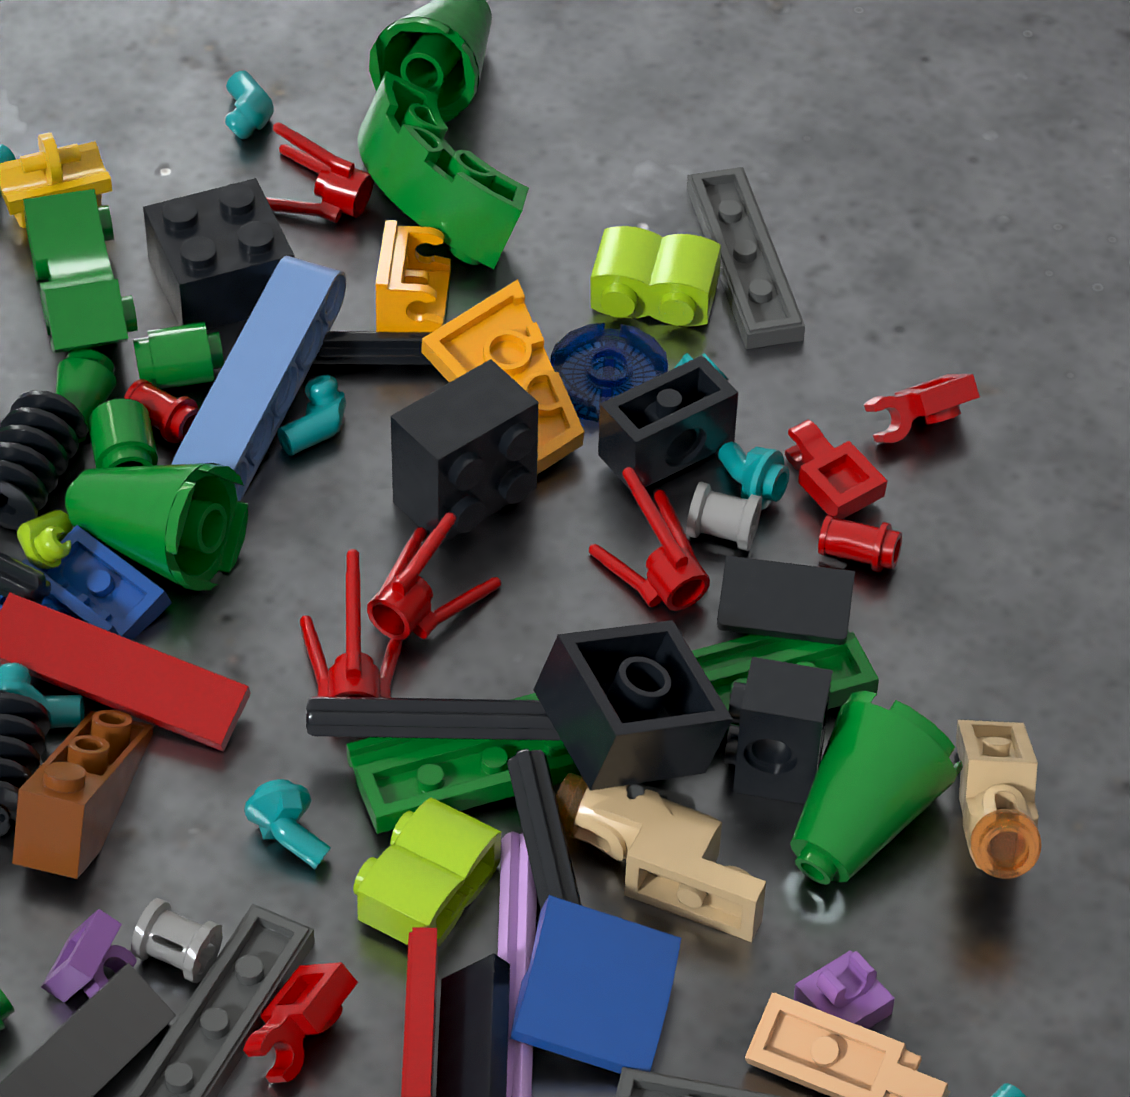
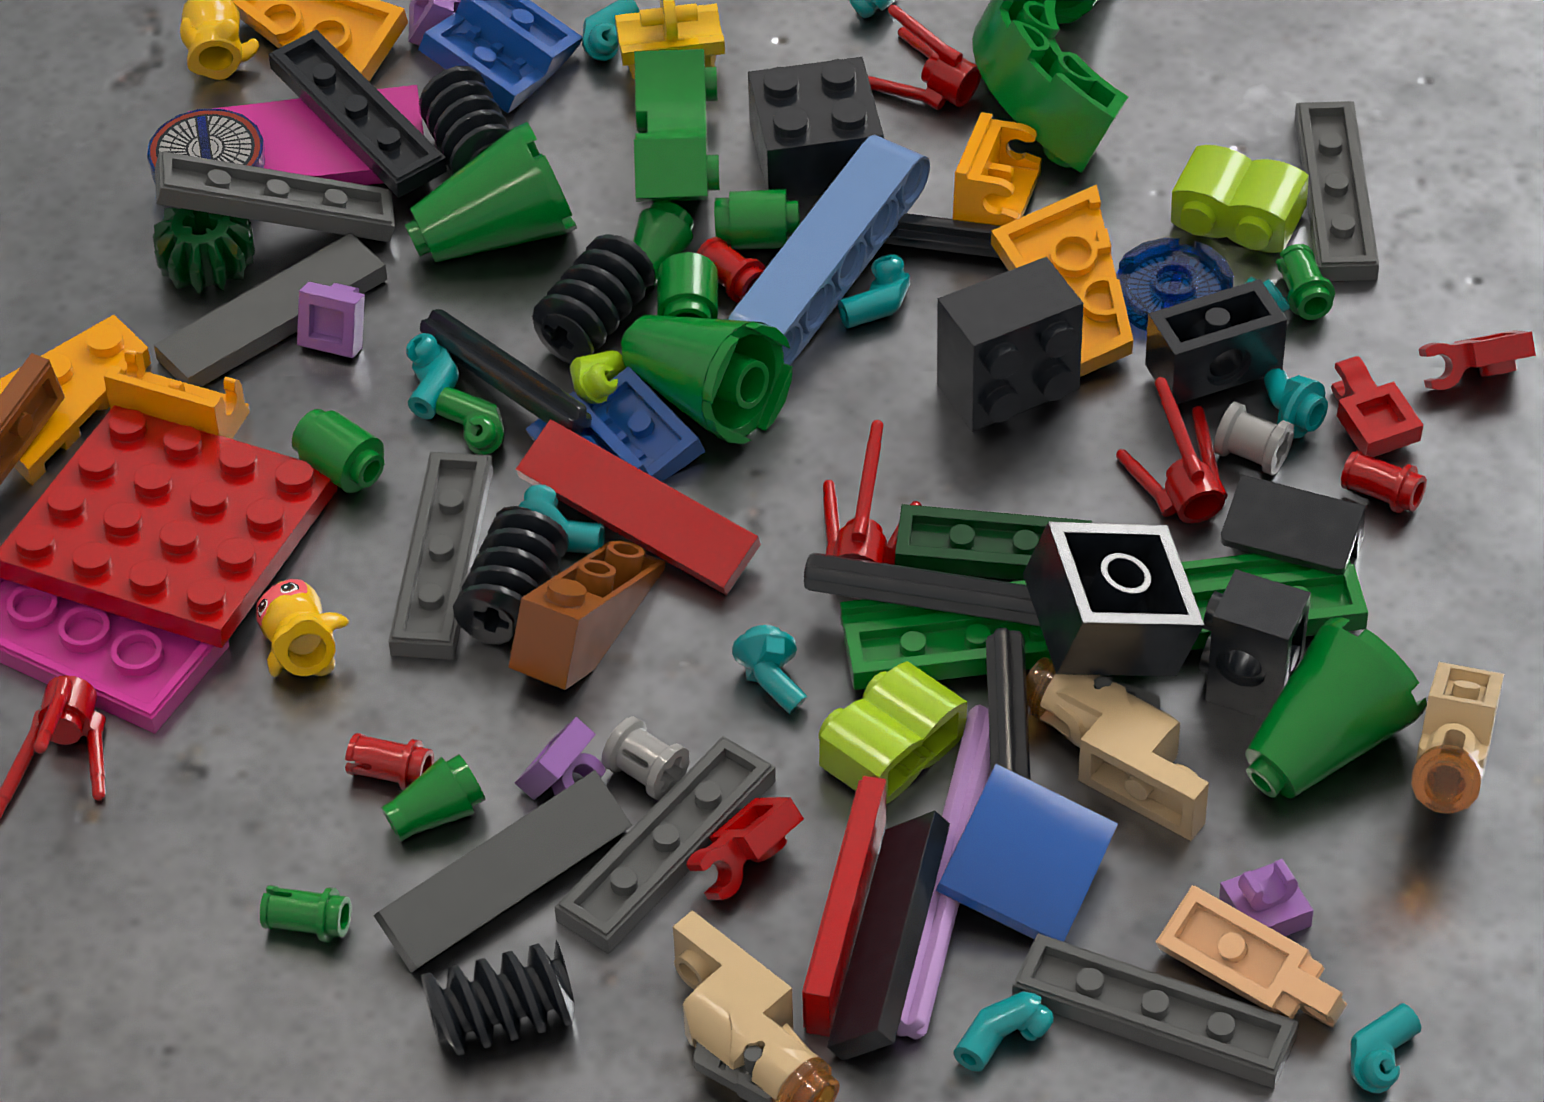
camera: 15 degrees right, 0 degrees up
(406, 597) = (926, 474): red plant -> none
(471, 660) = (969, 540): none -> dark green plate
(743, 360) = (1309, 291): none -> green pin

